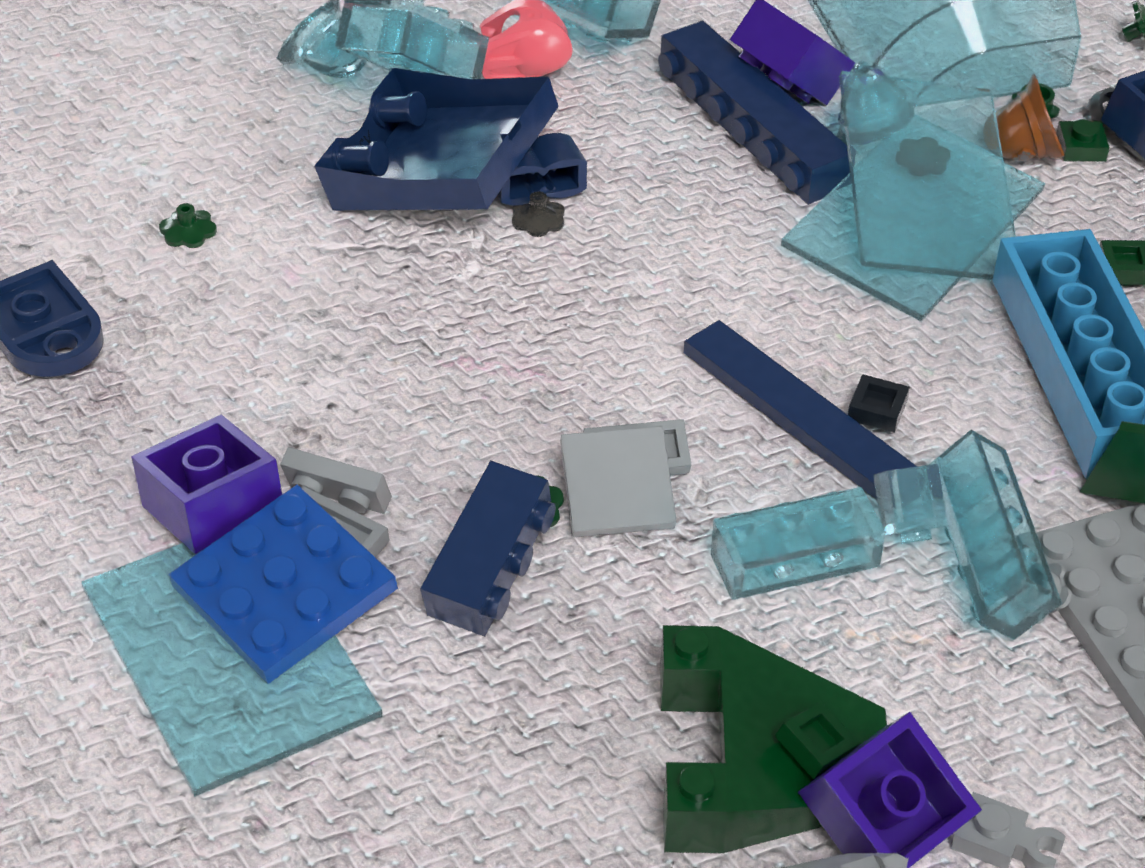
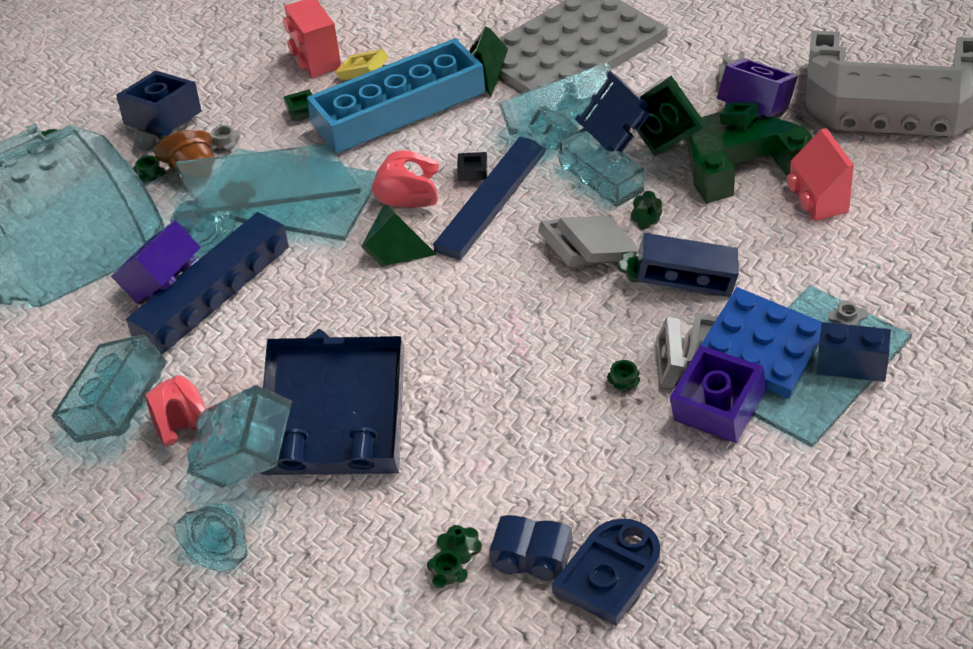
camera: 105 degrees left, 0 degrees up
(120, 263) = (530, 547): none -> dark blue brick
(152, 200) = (446, 561): none -> dark green plate
(179, 664) = (853, 351): none -> dark blue brick
(273, 719) = (847, 314): none -> light grey plate
(335, 430) = (623, 375): none -> dark green plate
(591, 807) = (822, 177): none -> coral slope
(660, 569) = (646, 210): none -> dark green plant
(754, 286) = (393, 240): none -> dark green slope
(832, 607) = (670, 117): none -> dark green slope
(858, 305) = (401, 187): none -> coral helmet
(878, 529) = (614, 114): none -> dark blue plate
(1078, 178) = (224, 137): none -> light grey plate

